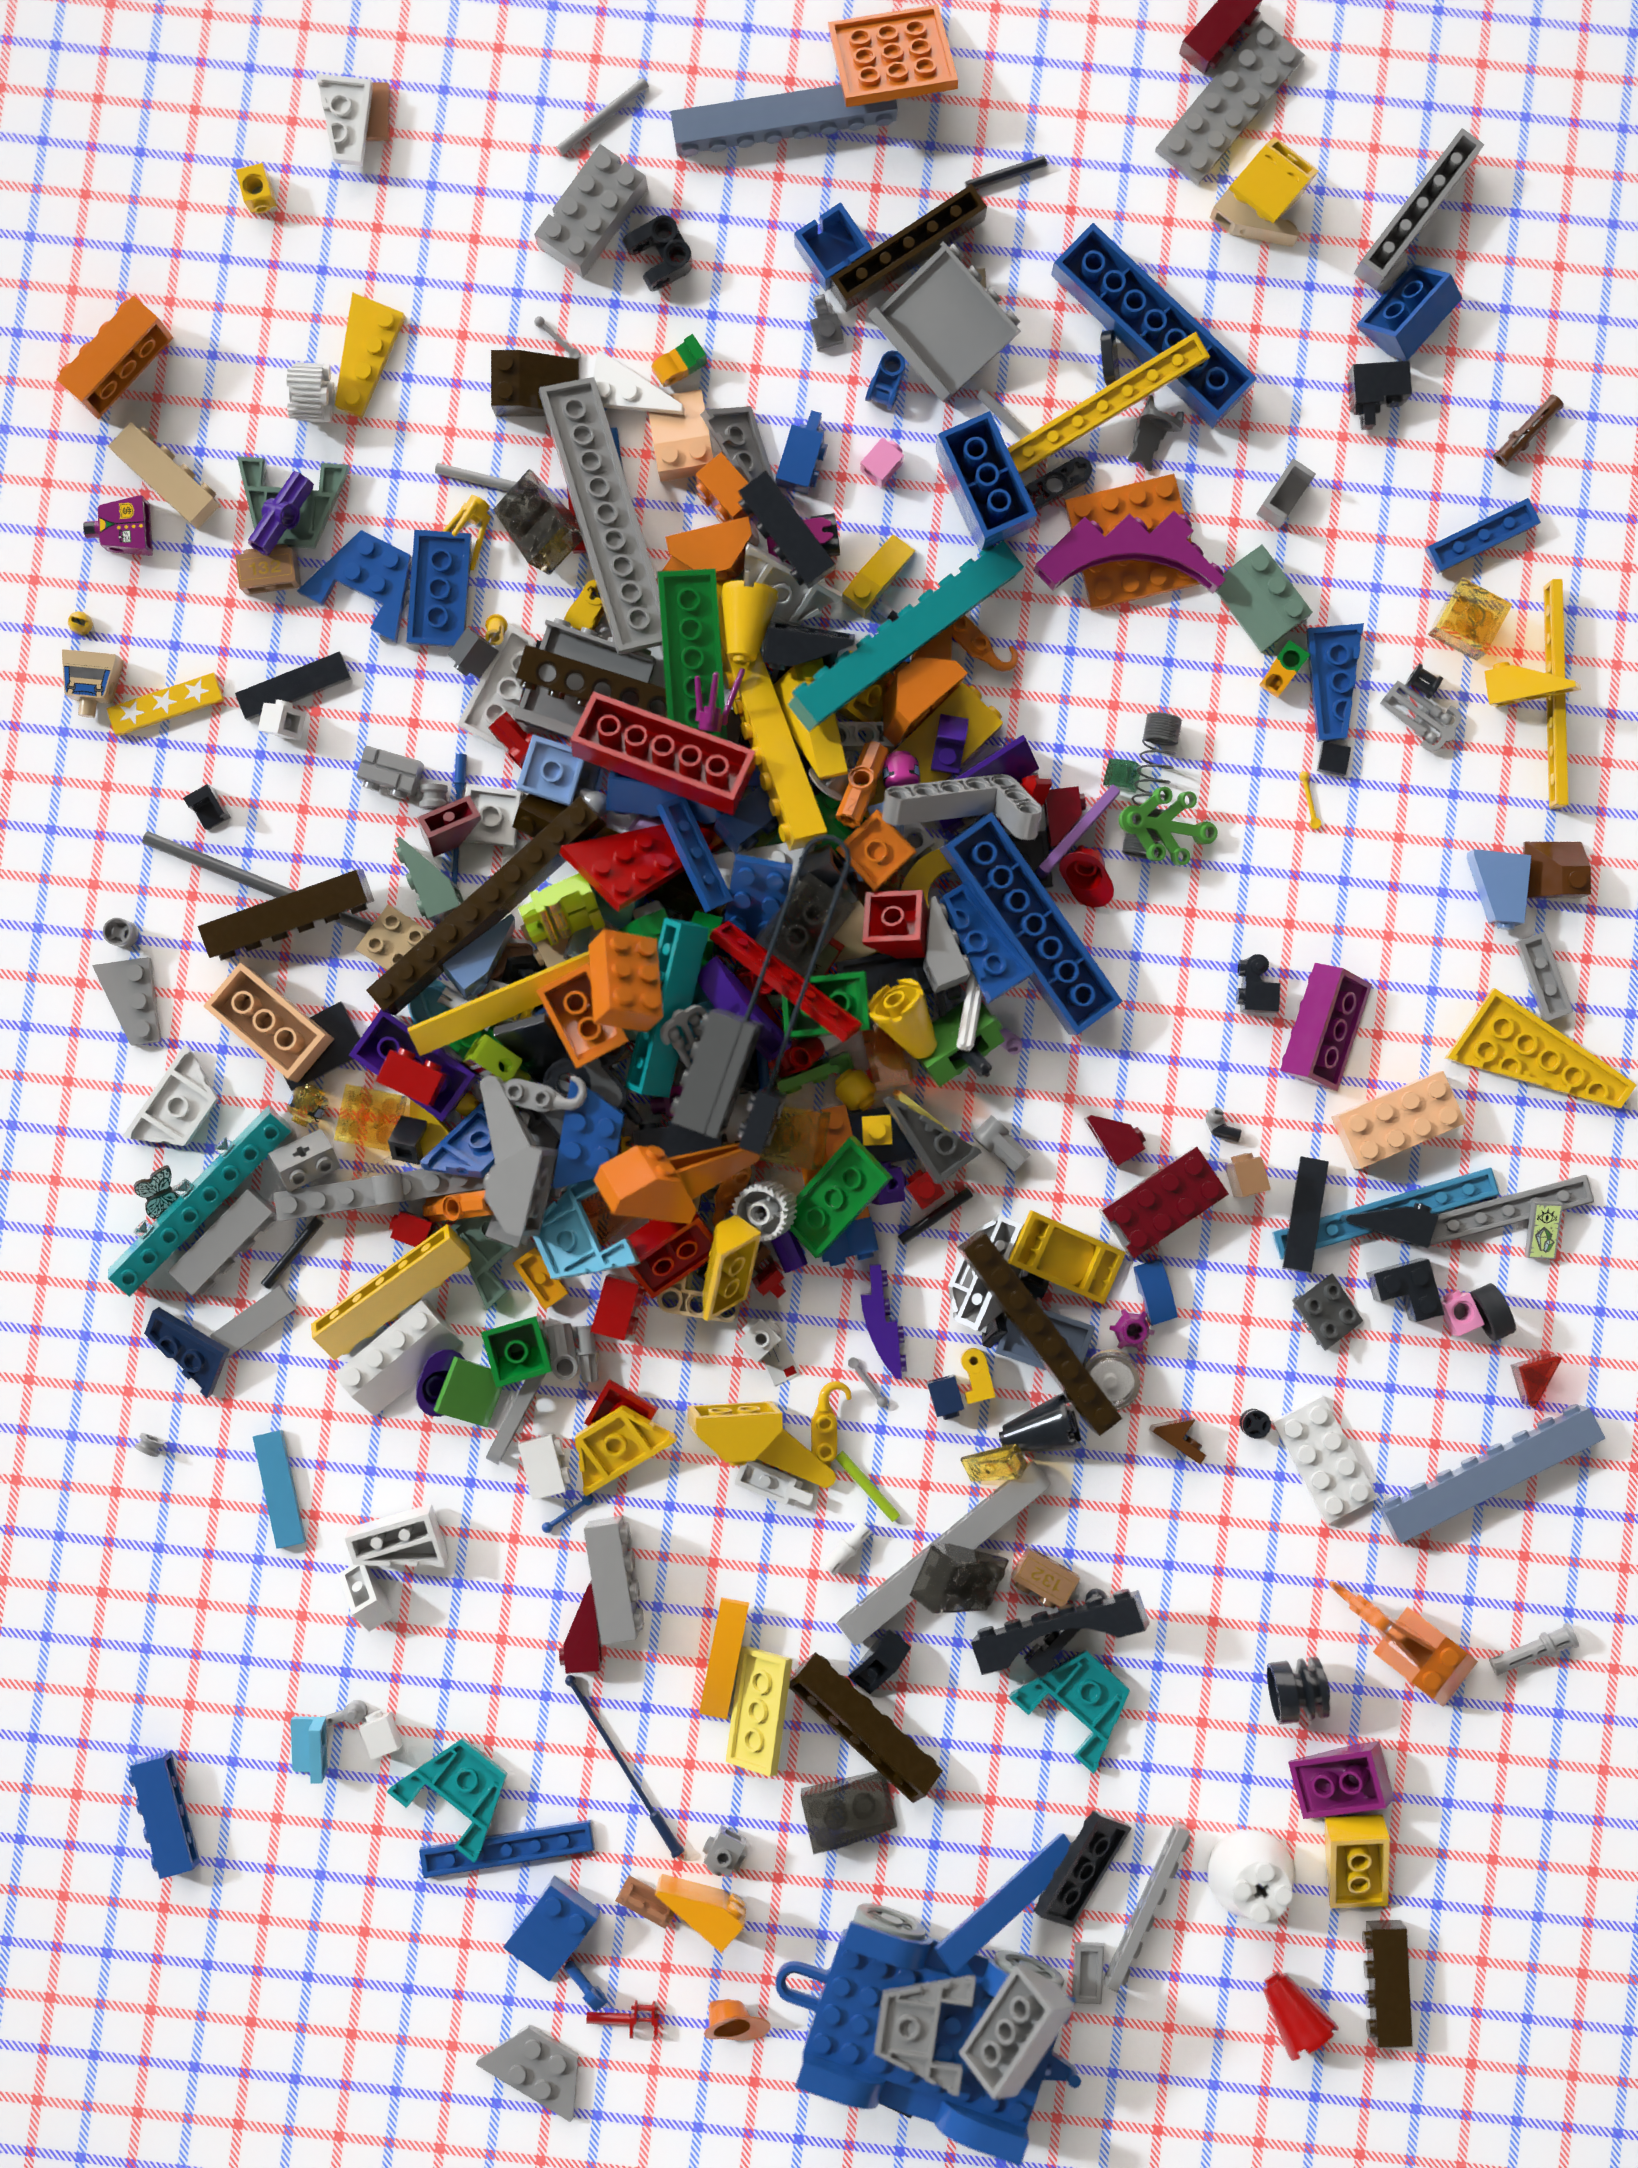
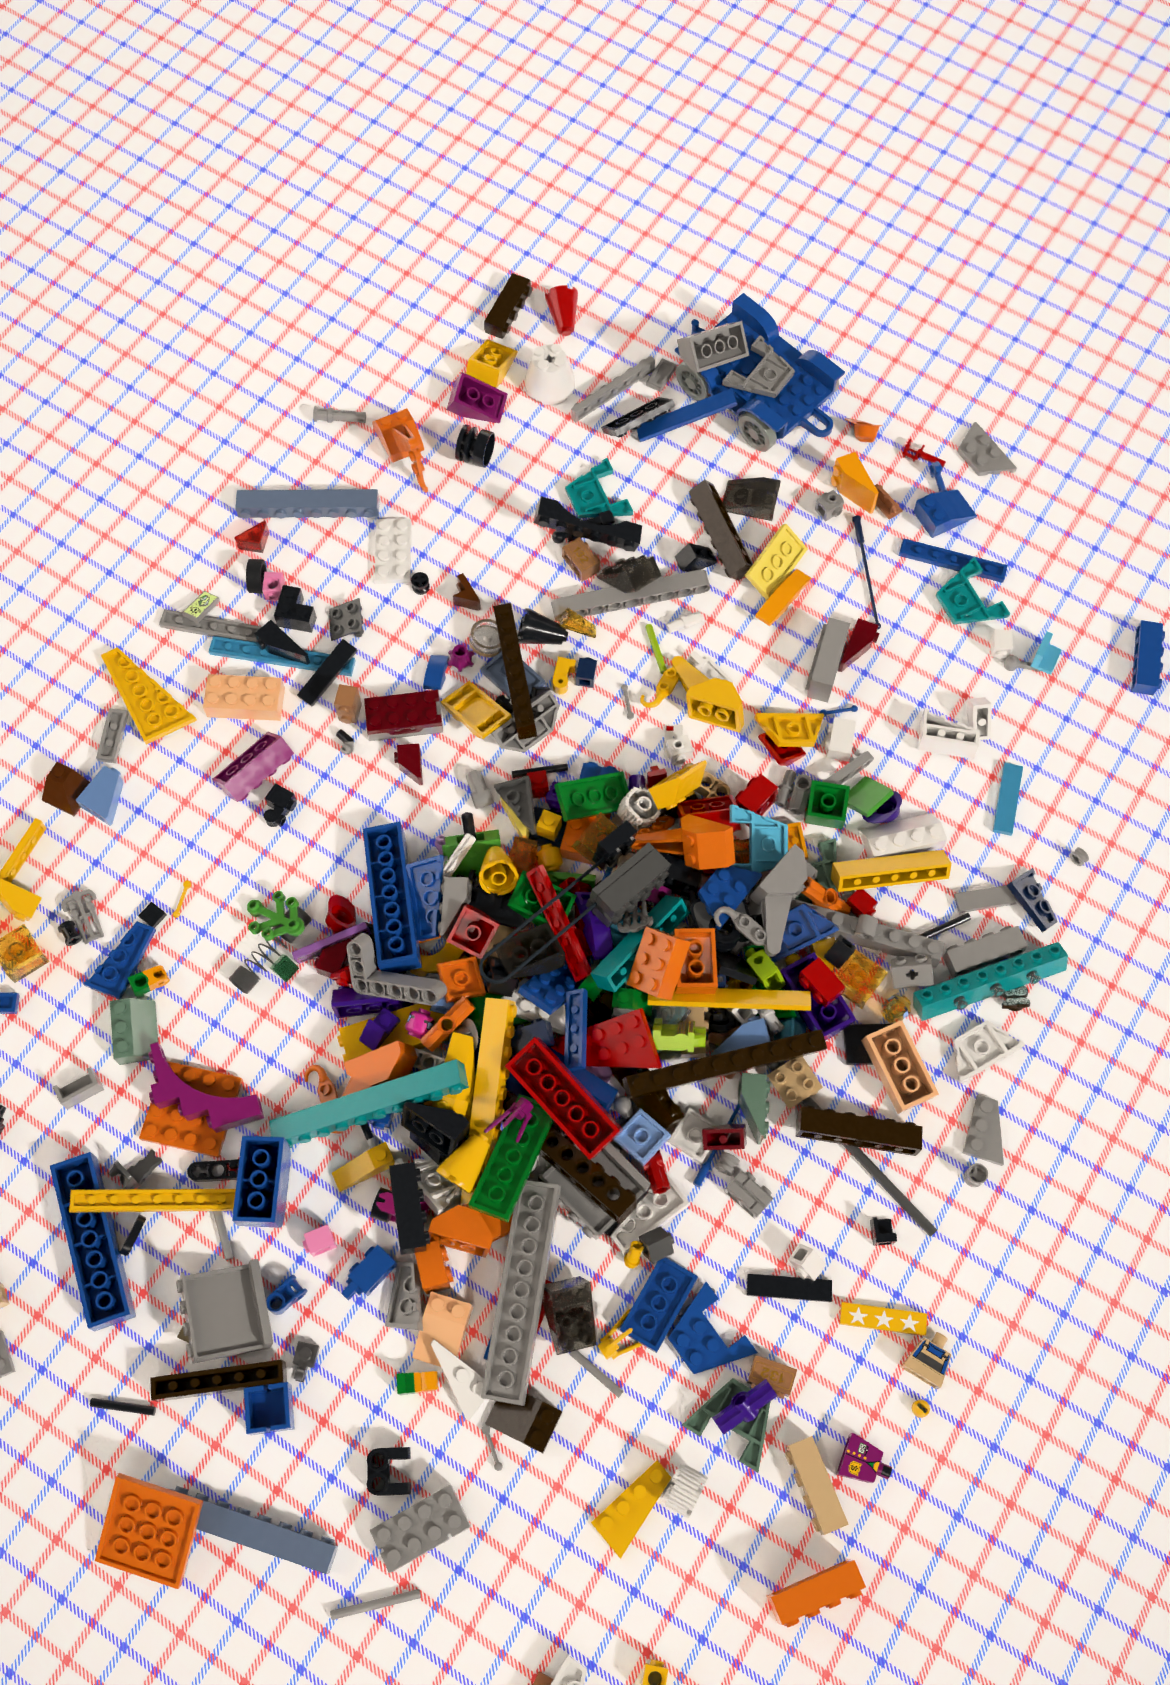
camera: 155 degrees left, 20 degrees down
(586, 610) = (568, 1238): yellow piece -> none
(883, 1334) = (603, 726): dark purple slope -> none

